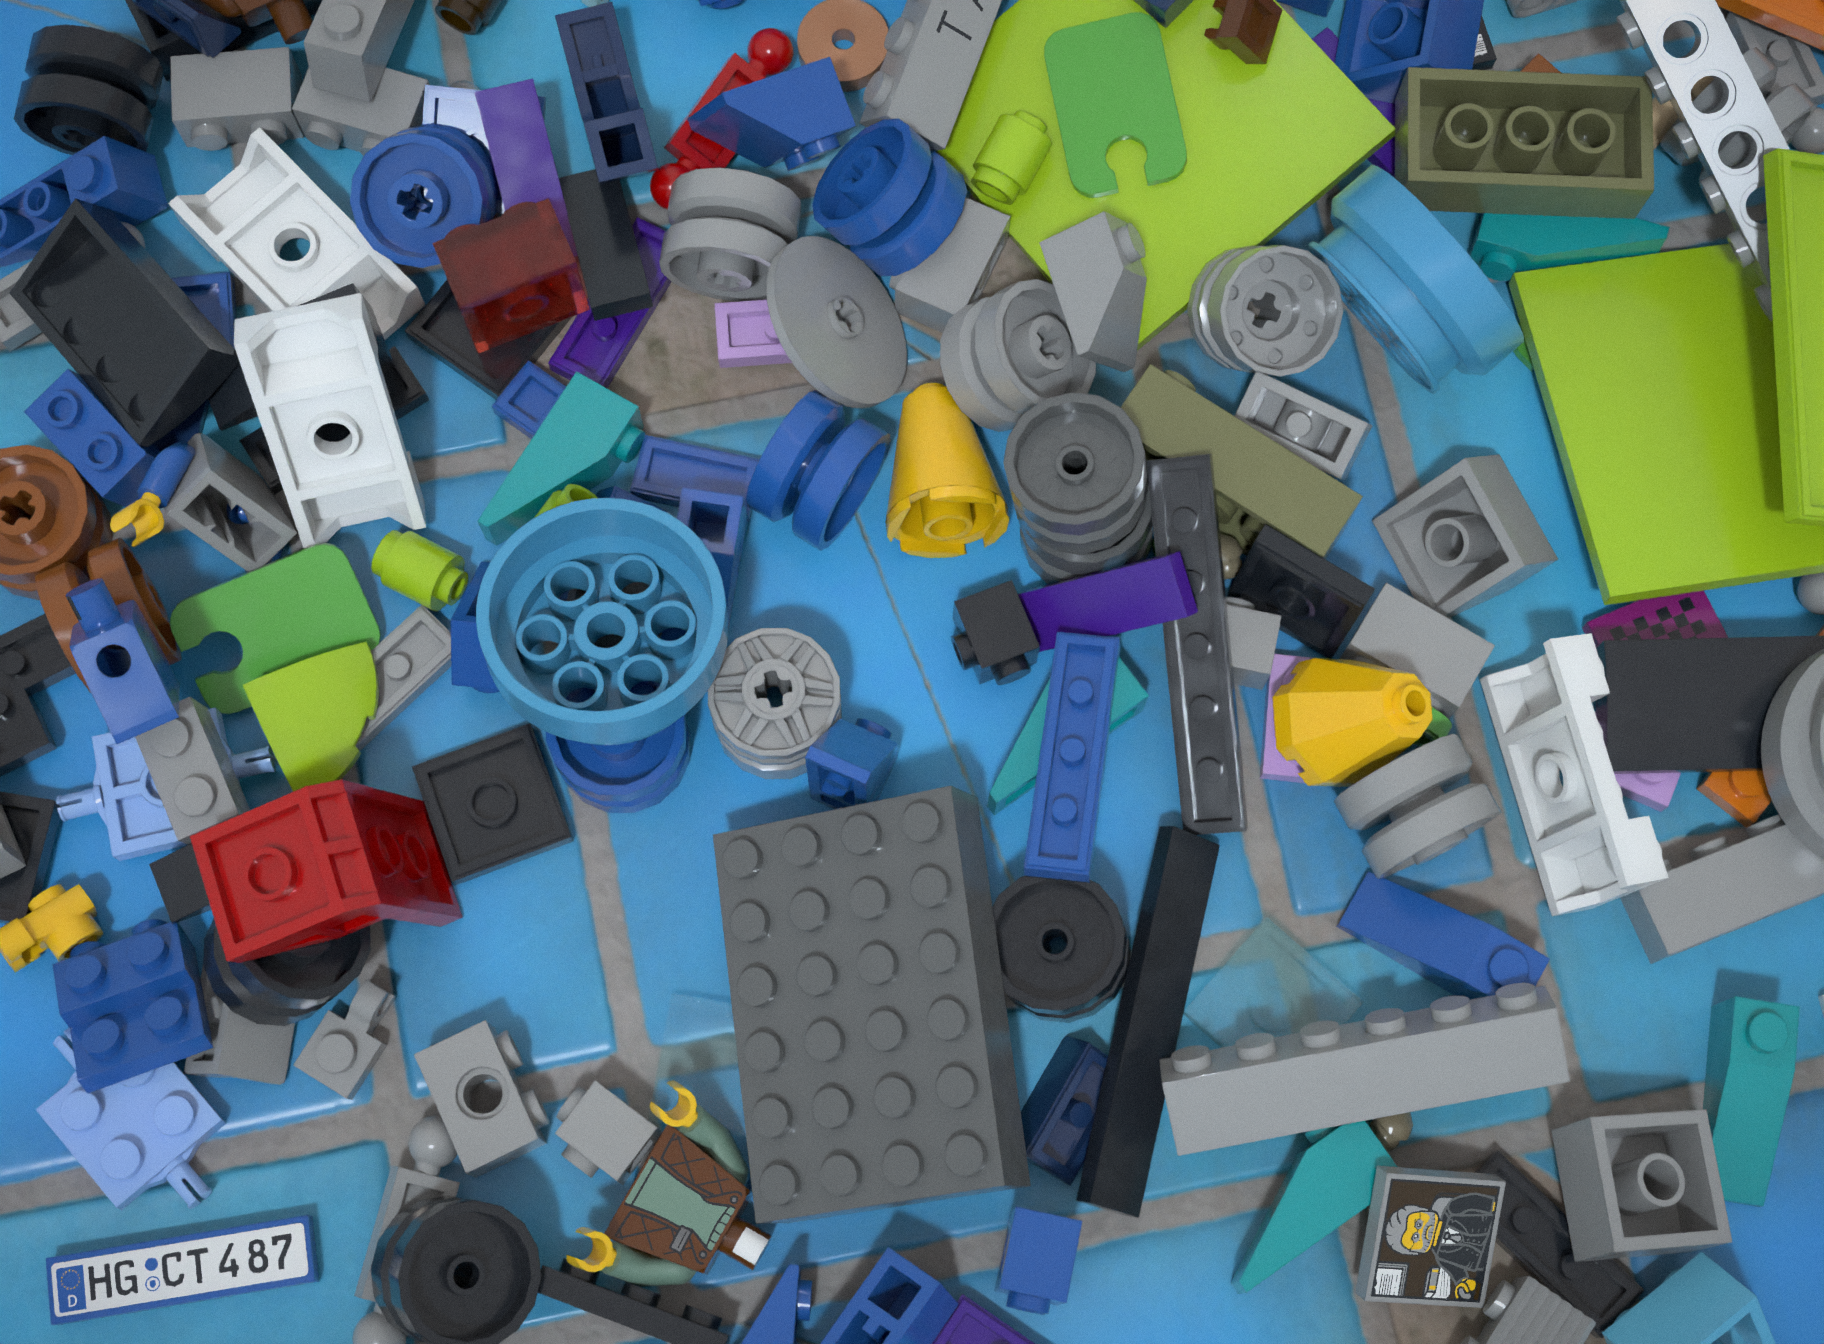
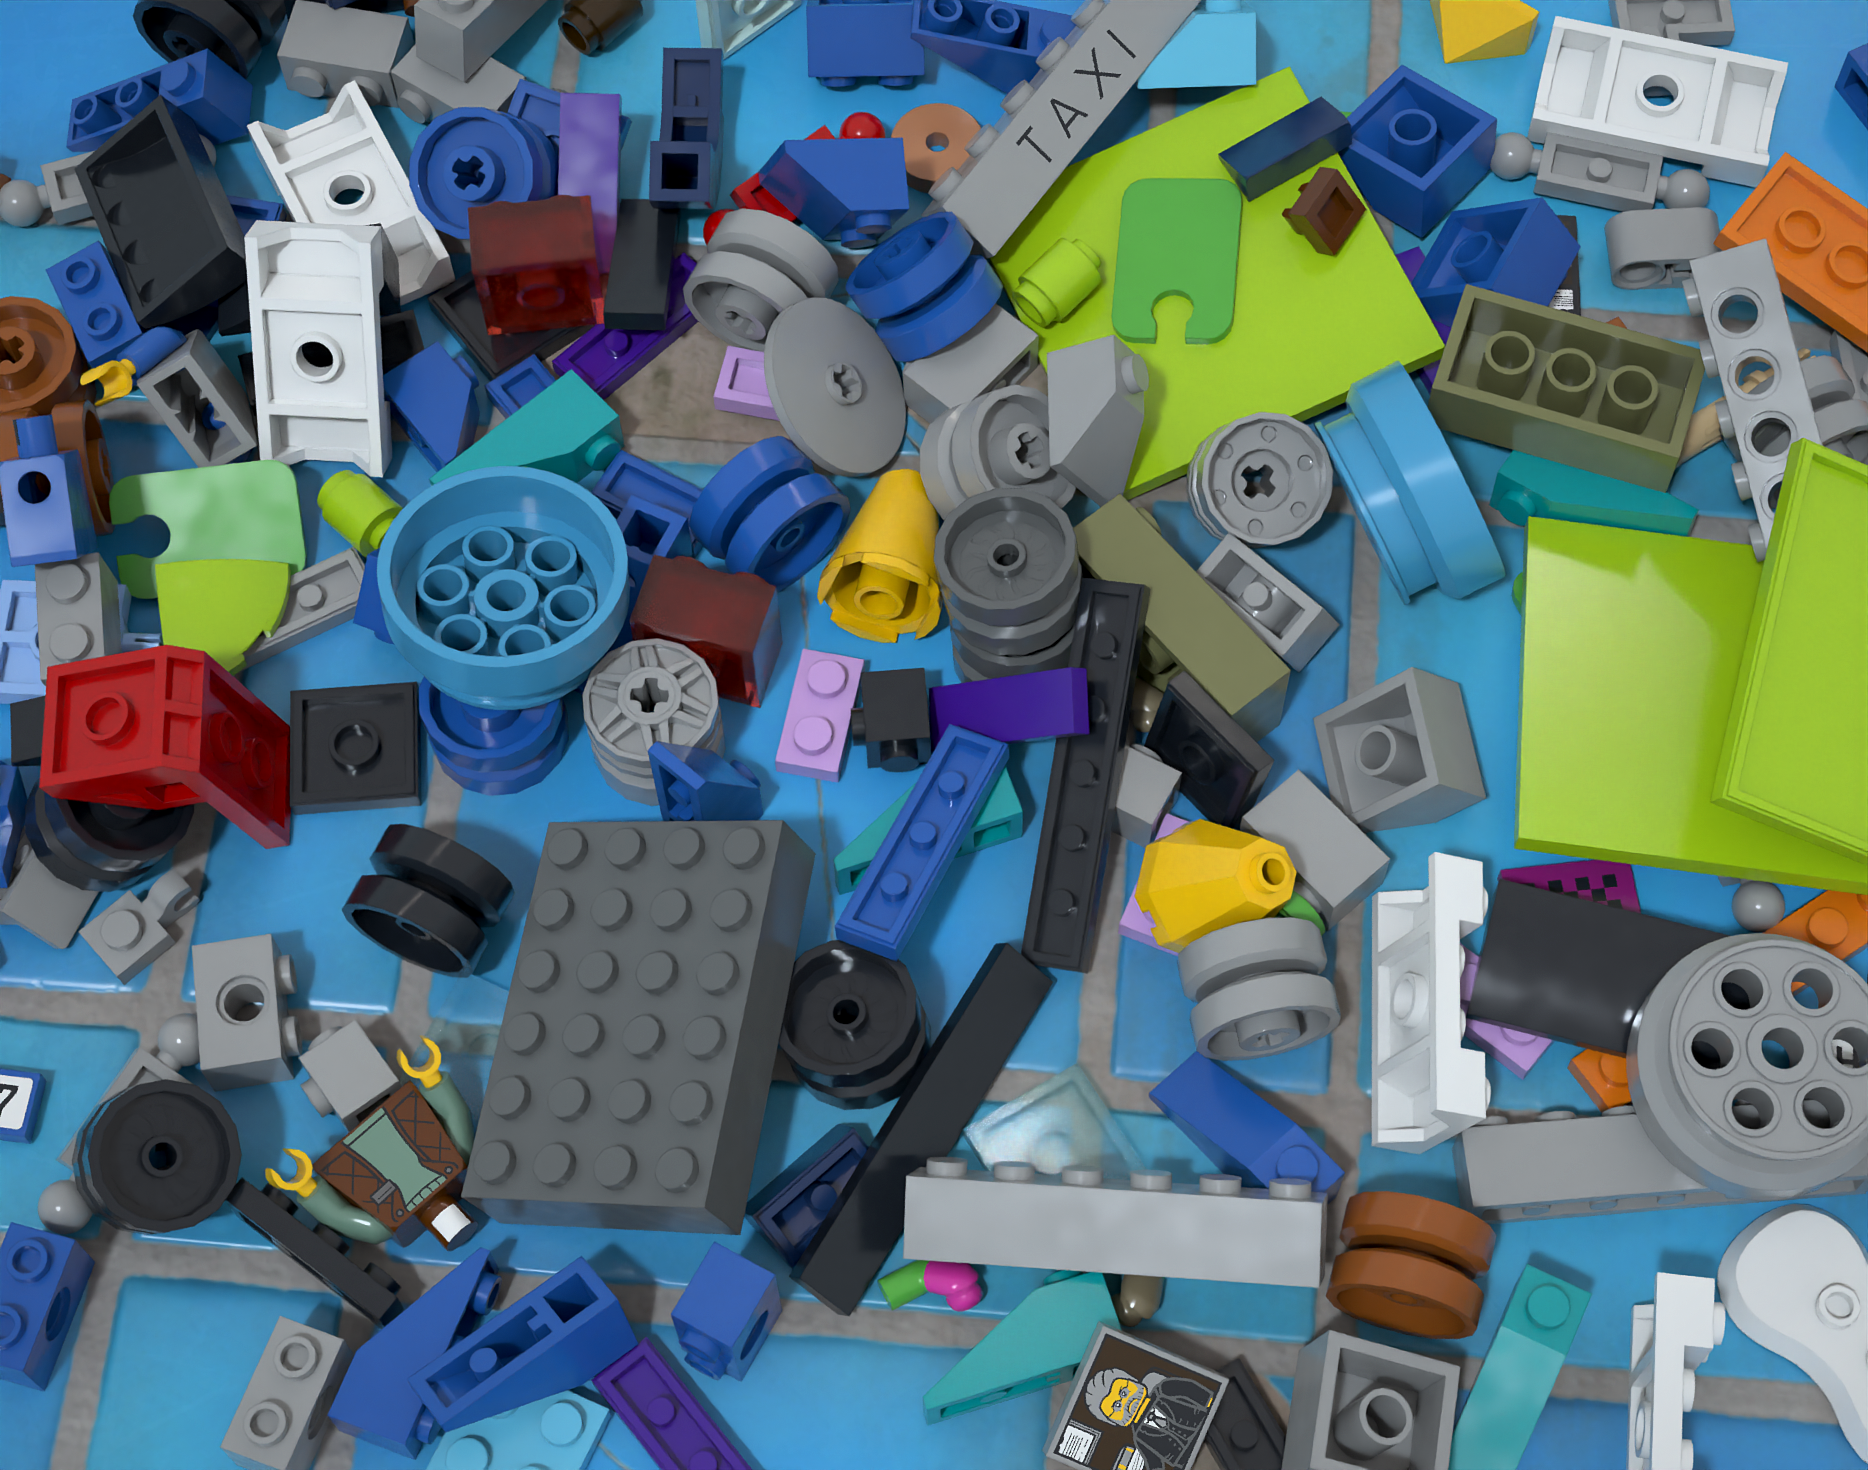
camera: 20 degrees right, 10 degrees down
(453, 441) = (434, 403): none -> blue slope
(625, 944) = (428, 900): none -> black wheel
(798, 589) = (718, 617): none -> clear red brick
(921, 646) = (819, 715): none -> lavender plate
(1179, 1171) = (919, 1277): none -> arm
(1632, 1022) = (1411, 1265): none -> dark orange wheel

